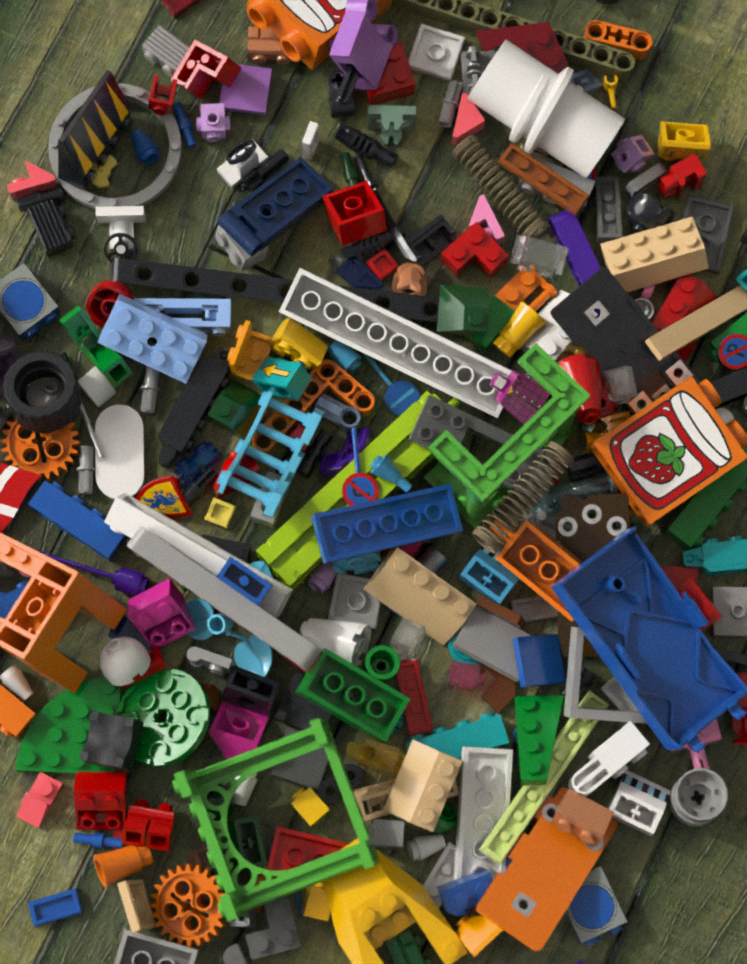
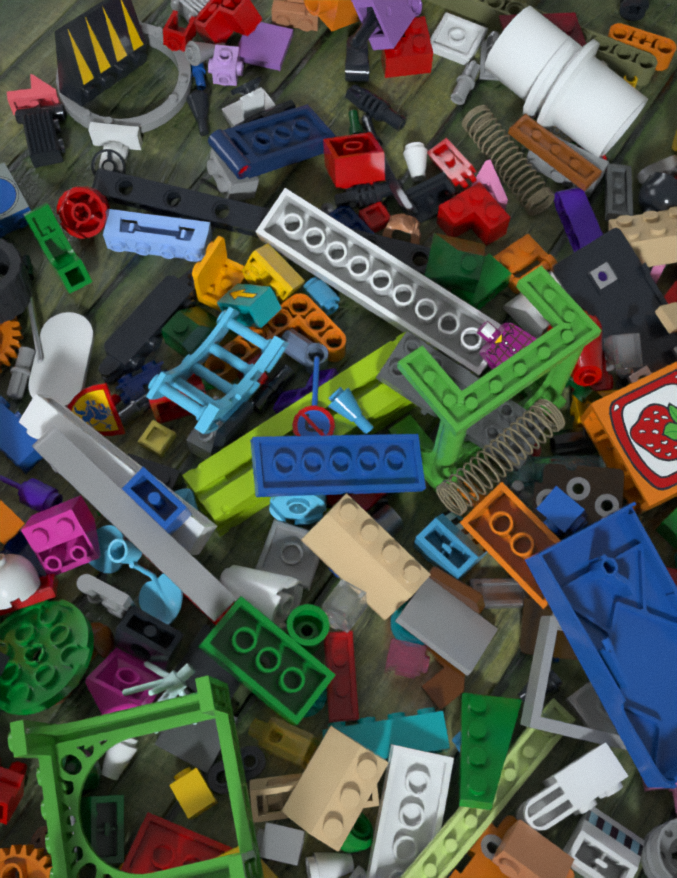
camera: 10 degrees right, 10 degrees down
(96, 387) = (52, 291): white brick -> none
(103, 173) = (109, 99): light yellow piece -> none
(134, 323) = (93, 233): light blue brick -> none
(145, 148) = (154, 83): blue cone -> none
(150, 390) = (109, 301): light grey axle -> none
(185, 113) = (199, 52): none -> light grey cone
(195, 170) = (199, 105): none -> black cone
(279, 724) = (172, 682): none -> light aqua plant
(289, 500) = (234, 427): none -> black tile
(310, 141) = (320, 89): white tile -> none
(322, 577) = (257, 522): lavender cone -> none
(392, 121) = (408, 71): sand green piece -> none
(399, 394) = (370, 340): blue piece -> none
(413, 199) = (416, 157): none -> white cone
(448, 201) = (452, 163): none -> hinge
(468, 121) = (482, 93): coral slope -> none
(518, 329) = (506, 294): yellow plant -> none
(538, 255) = (542, 222): clear piece -> none
(539, 660) = (496, 653): blue tile -> none
(579, 540) = (562, 513): none -> blue brick
(632, 154) = (648, 144): lavender brick -> none

